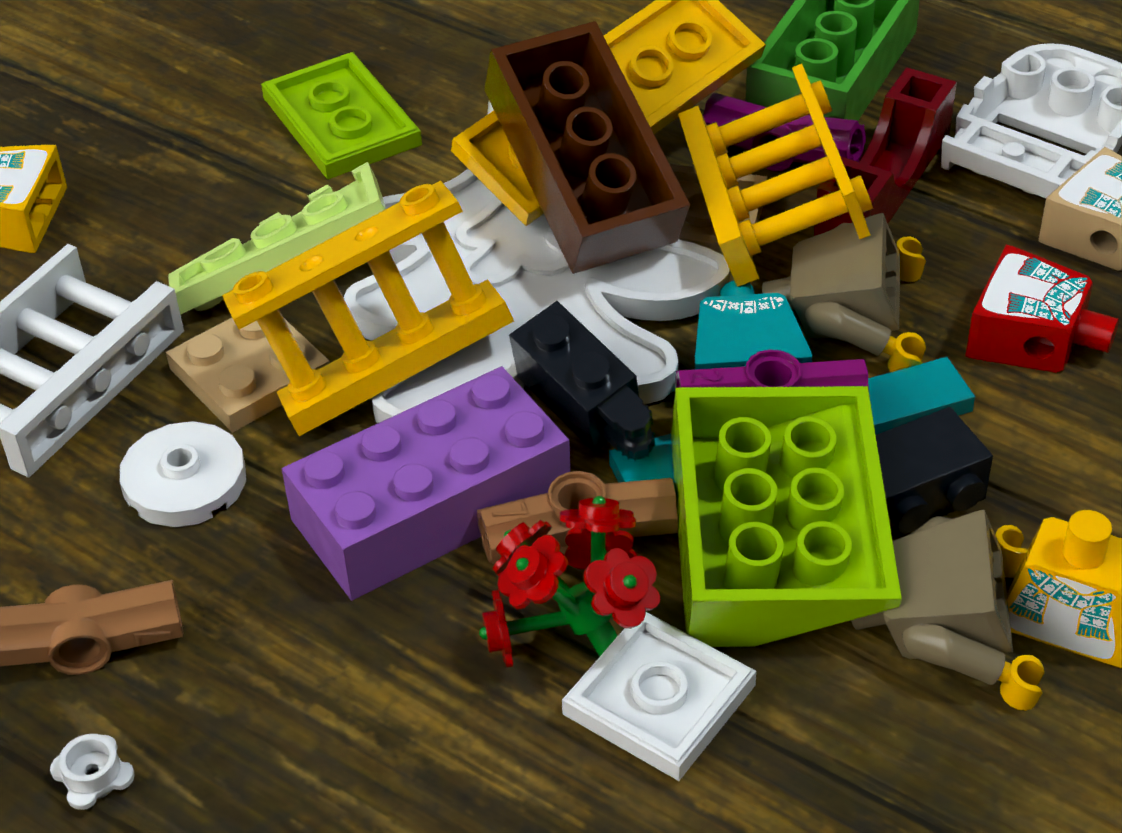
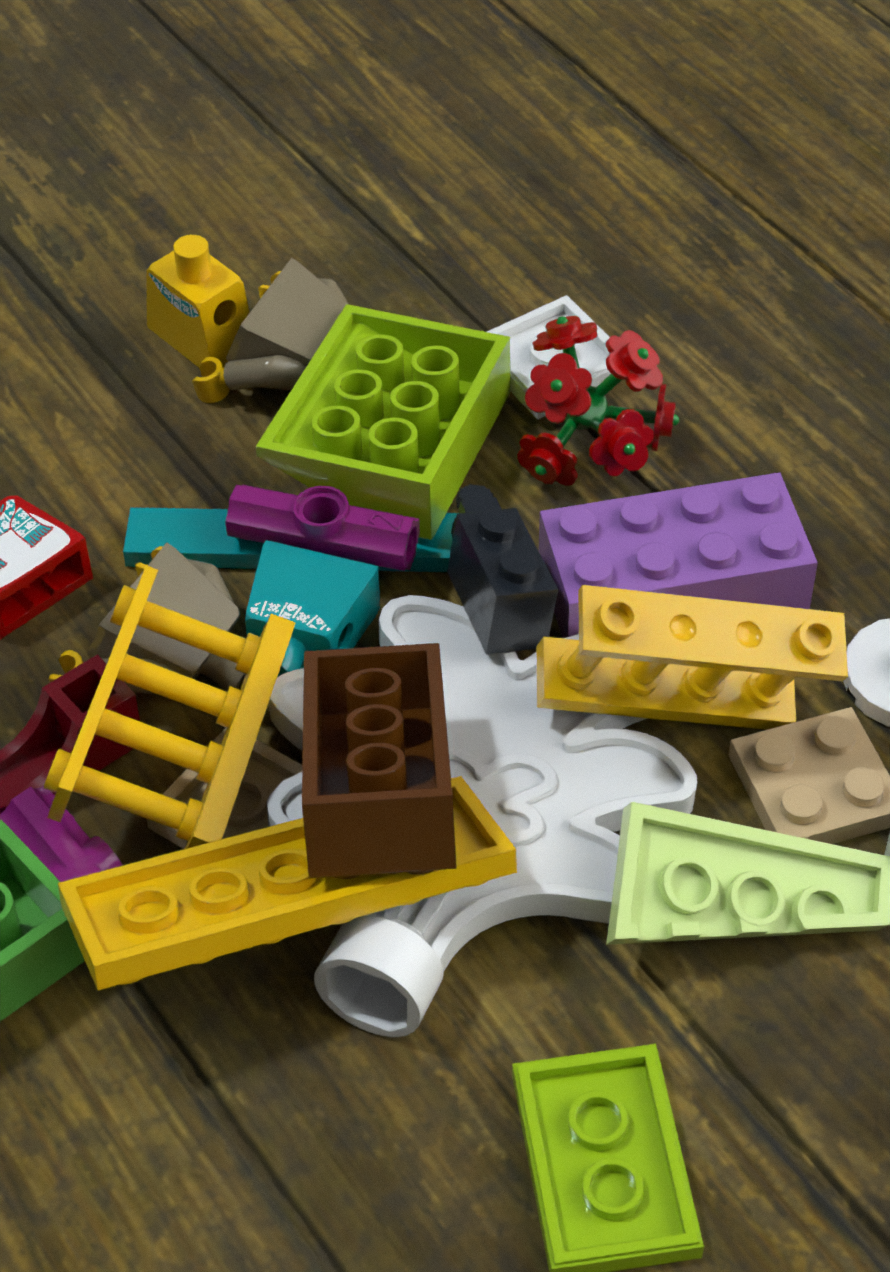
camera: 160 degrees left, 5 degrees up
(650, 500) = (544, 486): medium nougat piece -> none
(931, 469) = (221, 448): black hinge -> none

